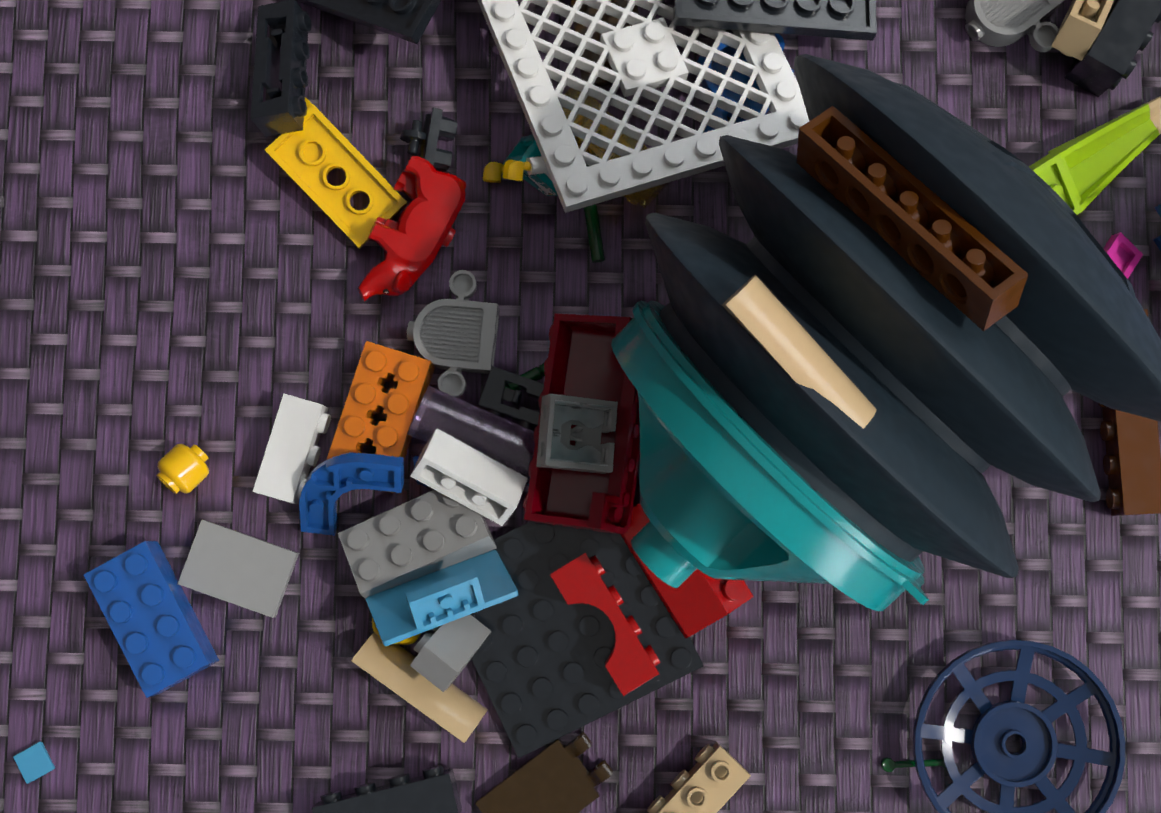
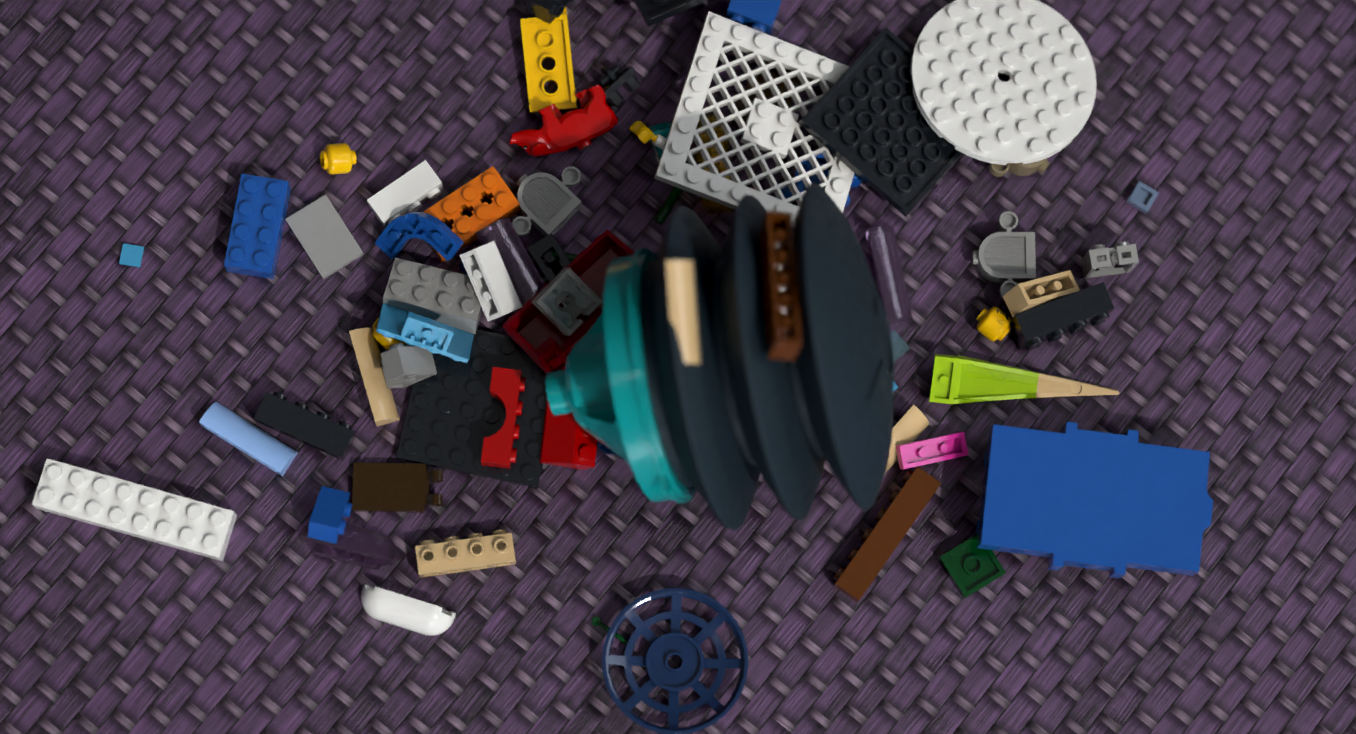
camera: 25 degrees right, 5 degrees down
(1055, 87) = (993, 324): none -> yellow head

